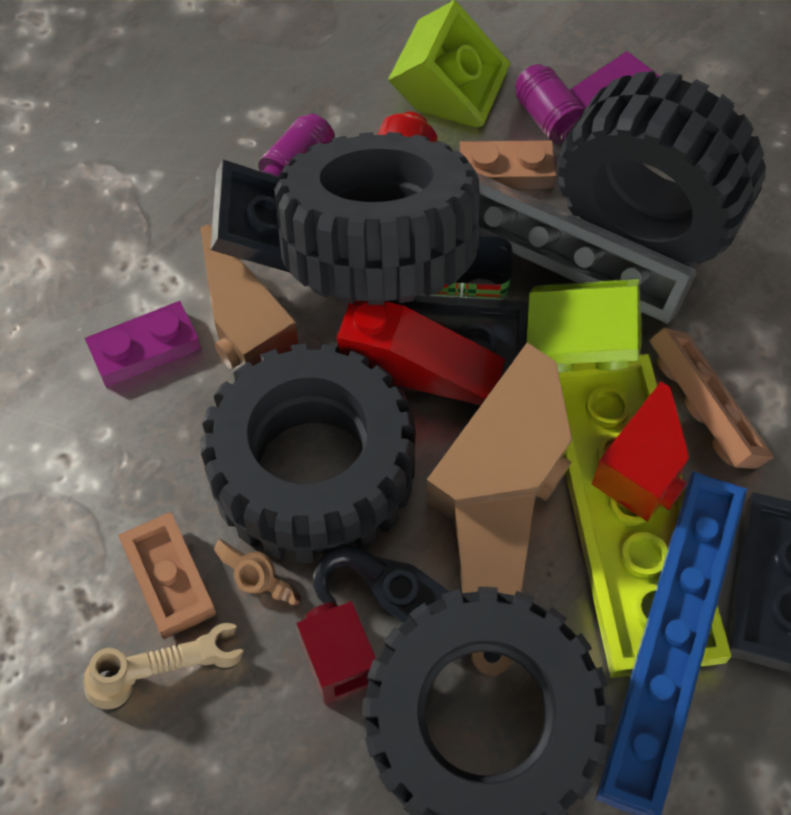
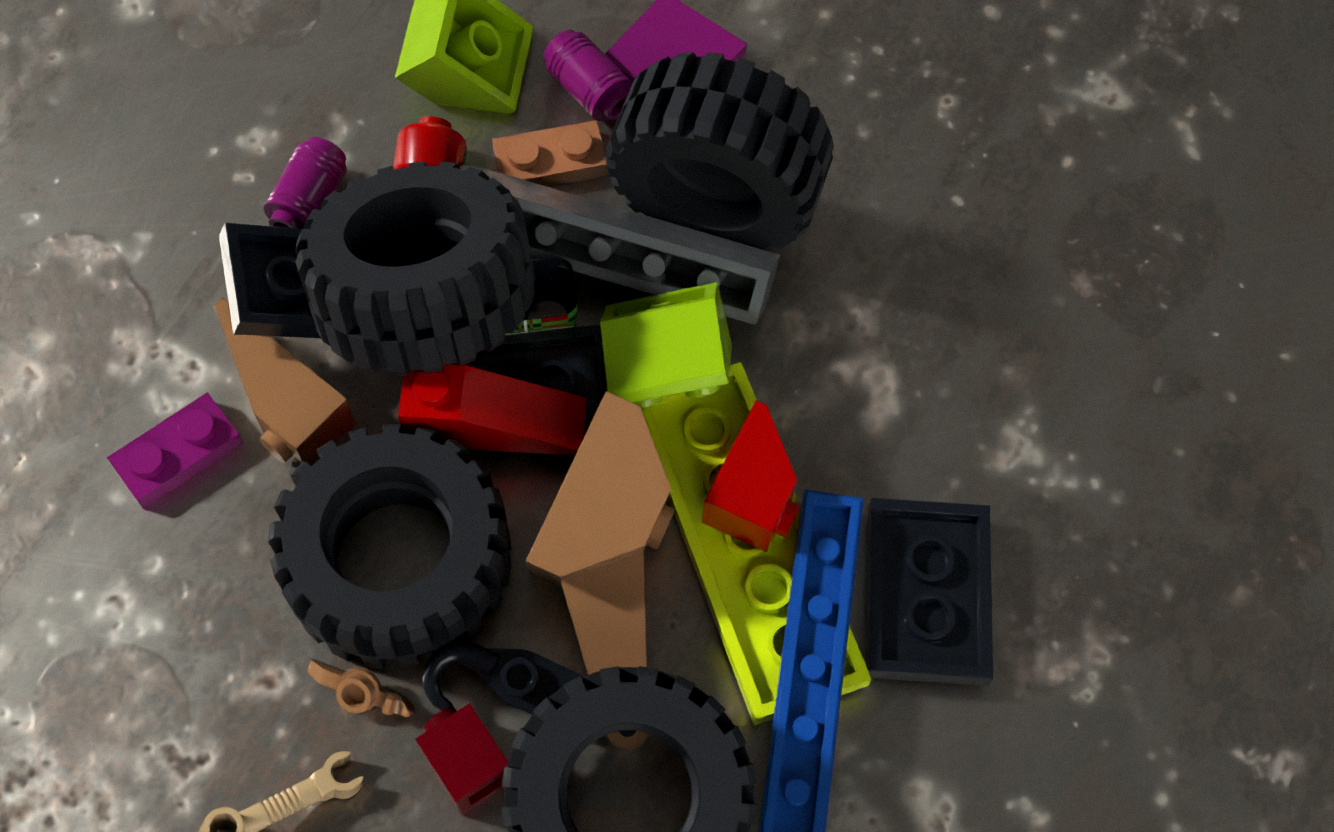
camera: 15 degrees left, 5 degrees up
(167, 575) = (263, 712): nougat plate -> none
(710, 400) = (813, 401): nougat plate -> none

